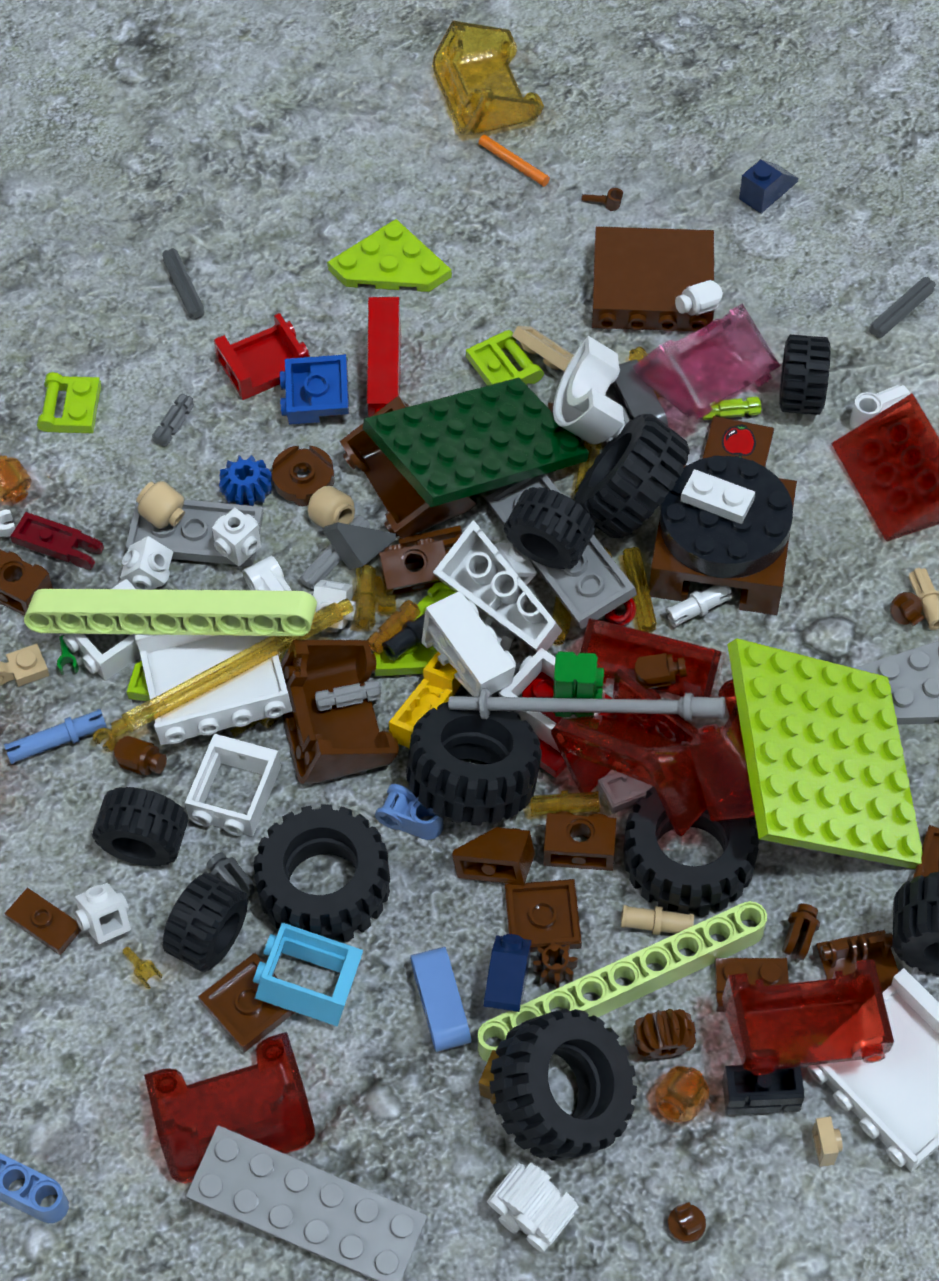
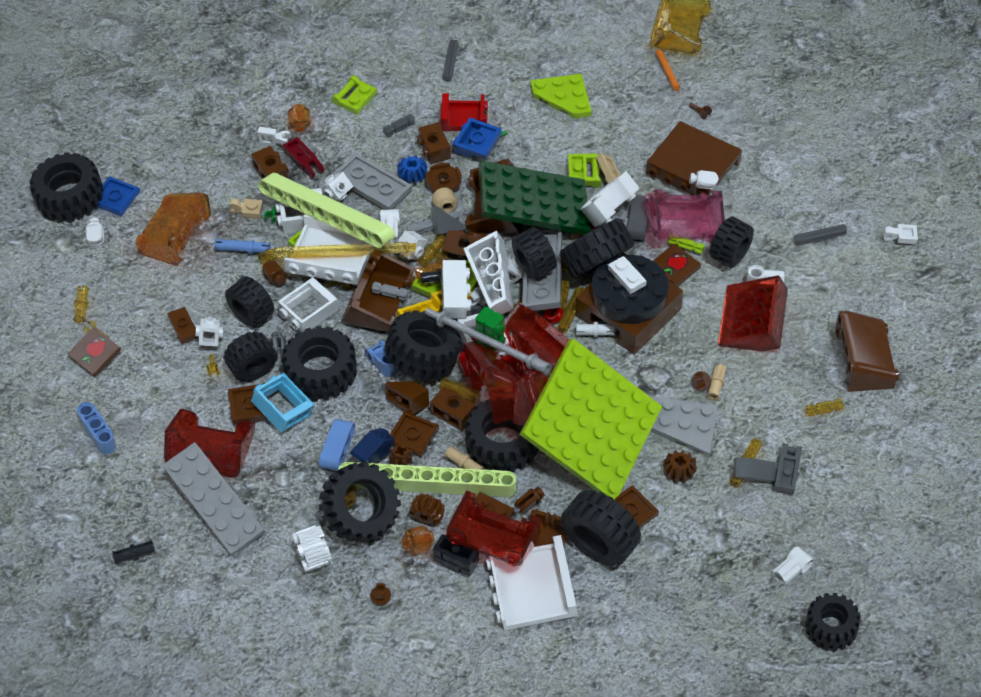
camera: 30 degrees right, 5 degrees down
(160, 504) = (360, 160): tan head -> none
(236, 536) = (385, 191): white brick -> none
(250, 424) = (434, 143): none -> reddish brown brick
(383, 352) = (523, 136): red slope -> none
(659, 670) = (548, 349): reddish brown arm -> none
(765, 184) = (794, 138): dark blue slope -> none
(827, 1141) = (470, 594): tan plate -> none

